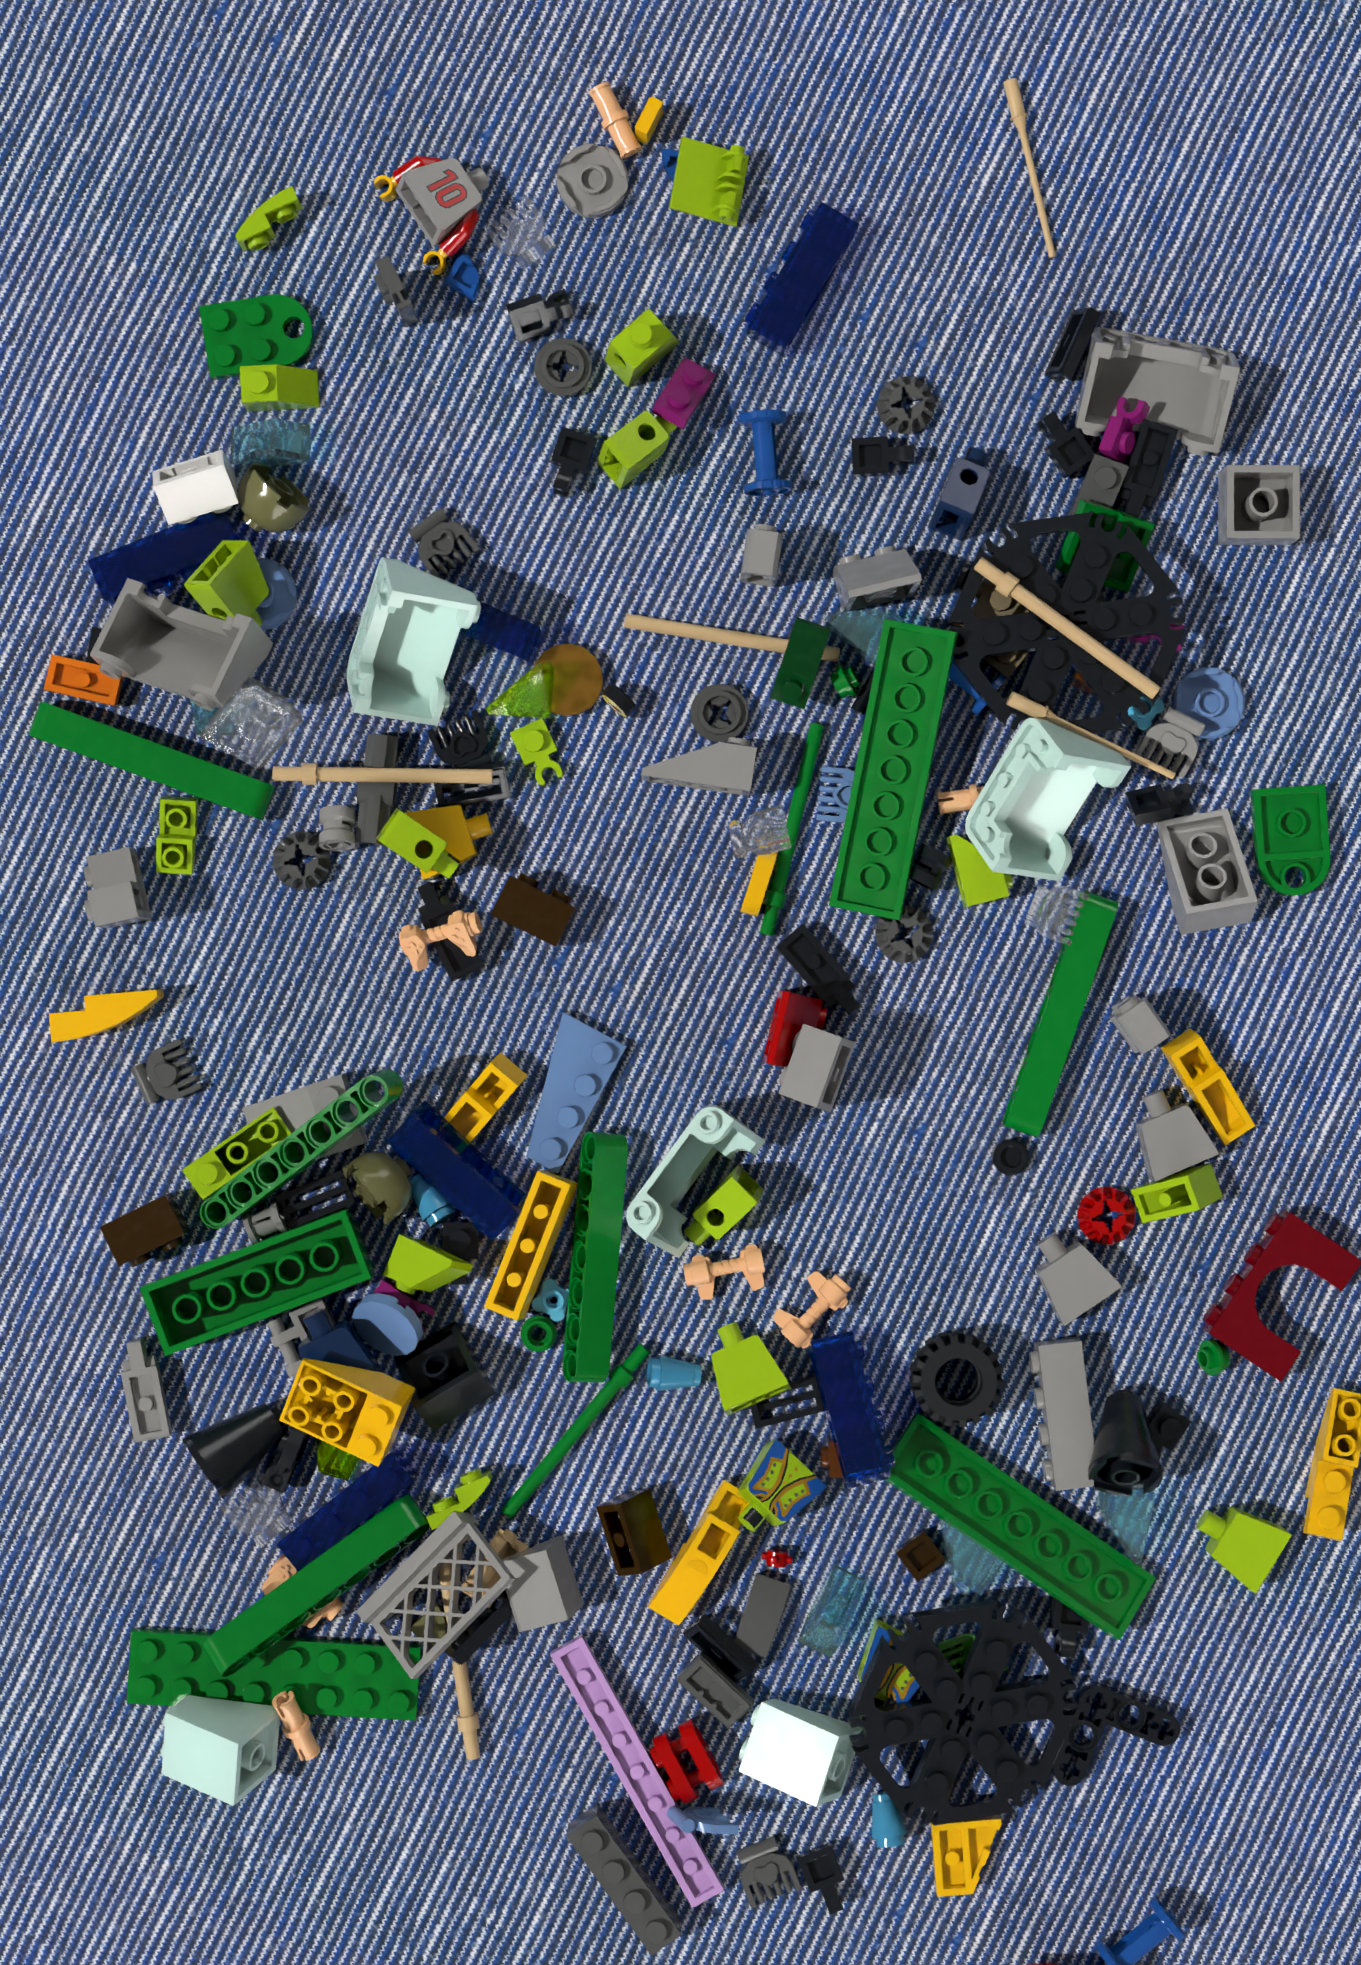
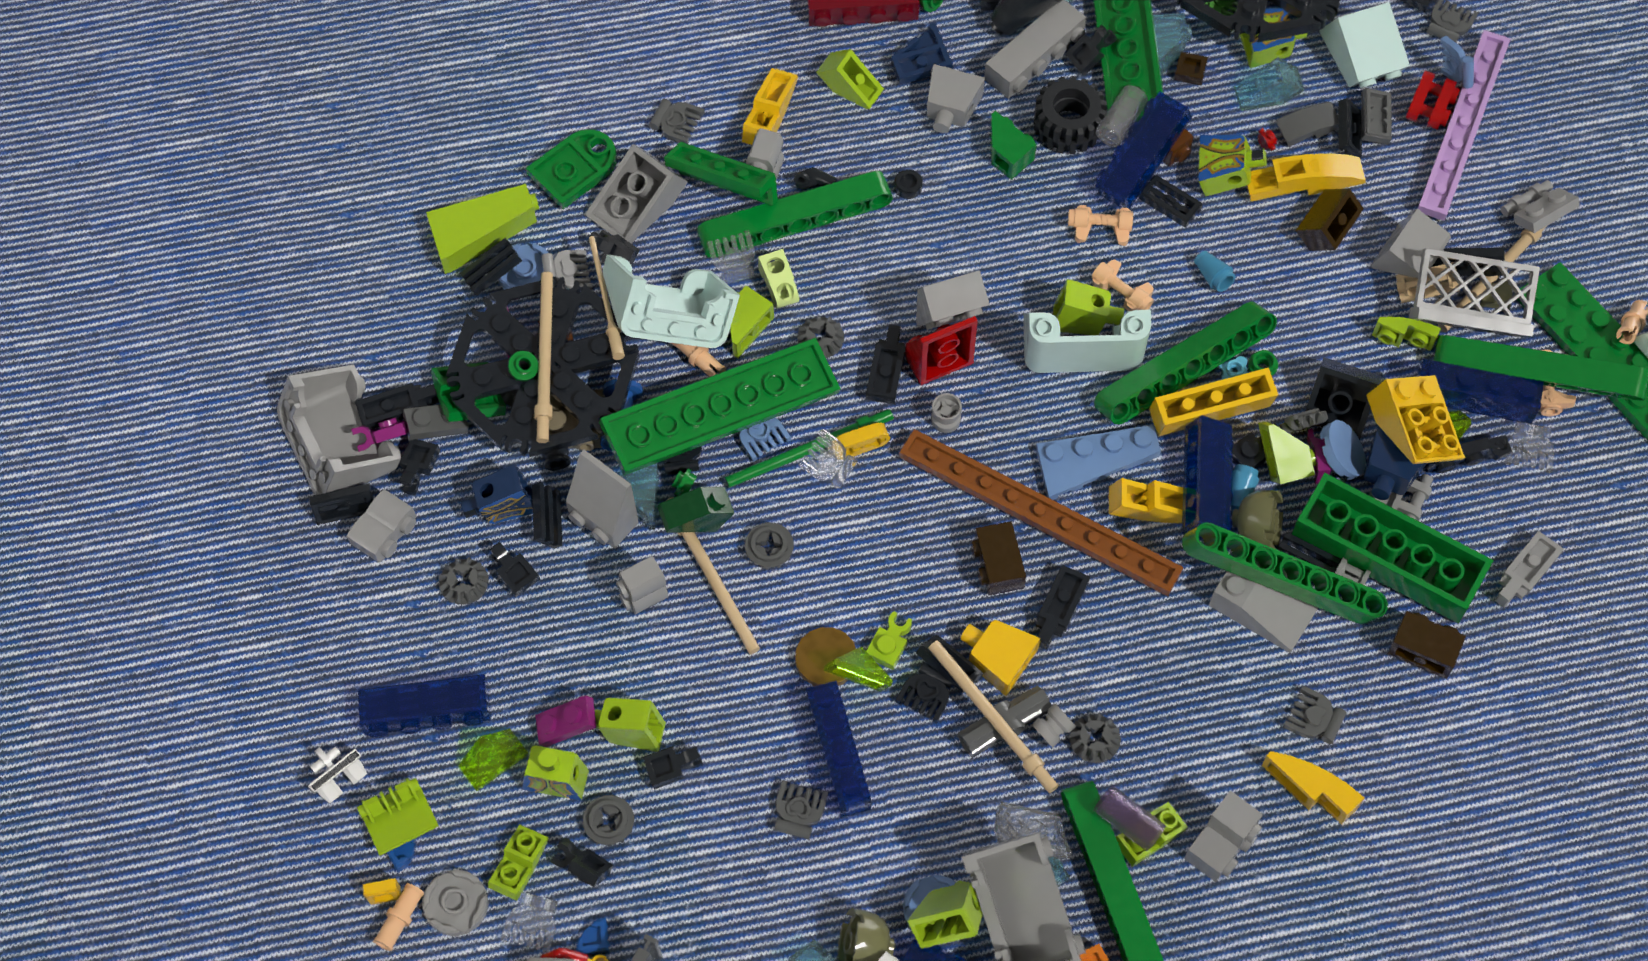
camera: 120 degrees left, 25 degrees down
(193, 816) = (1129, 818): none -> clear purple pin
(235, 1445) = (1505, 483): black cone -> none
(236, 1153) = (1325, 622): lime slope -> none
(402, 835) = (1021, 652): lime torso -> none
(407, 643) = (891, 771): light aqua windscreen -> none
(444, 1312) = (1304, 420): none -> dark grey gear
(459, 930) = (1052, 591): light nougat piece -> none
(477, 1752) = (1545, 210): none -> light grey plate
(555, 990) = (1041, 512): none -> dark orange plate
(586, 260) = (518, 863): none -> lime slope
(618, 700) = (813, 611): black tile -> none
(620, 1377) = (1243, 297): green bar -> none
(624, 1879) = (1531, 84): dark grey brick -> none
(704, 308) = (491, 757): none -> clear neon green slope
(712, 768) = (813, 517): light grey slope -> none
(723, 985) = (950, 407): none -> light grey wheel
(745, 1370) = (1174, 228): lime torso -> none
(765, 452) = (567, 639): blue hose -> none
(803, 154) = (349, 765): none -> white hips
(905, 1422) = (1121, 115): none -> clear pin
(908, 530) = (546, 515): none -> black tile
(933, 860) = (759, 348): black wheel -> none
(970, 1288) = (1009, 146): none -> green slope
(996, 939) = (778, 278): none -> yellowish green leg
(1018, 117) = (204, 650): tan piece -> none
(1019, 1461) = (1087, 50): none -> black plate
(1020, 365) = (382, 526): none -> light grey brick
(1082, 598) = (518, 373): none -> green plate
(1091, 1066) = (813, 177): none -> black arm
(1092, 1206) = (898, 119): red gear -> none
(1148, 1290) = (920, 55): none -> dark blue wing
(1154, 966) = (723, 172): none -> green fence
(1171, 1137) = (820, 104): light grey torso -> none
(1234, 642) = (490, 263): none -> black tile
(1259, 505) = (371, 319): light grey brick -> none
(1273, 980) = (673, 119): none -> dark grey piece
(1293, 689) = (480, 223): none -> lime slope

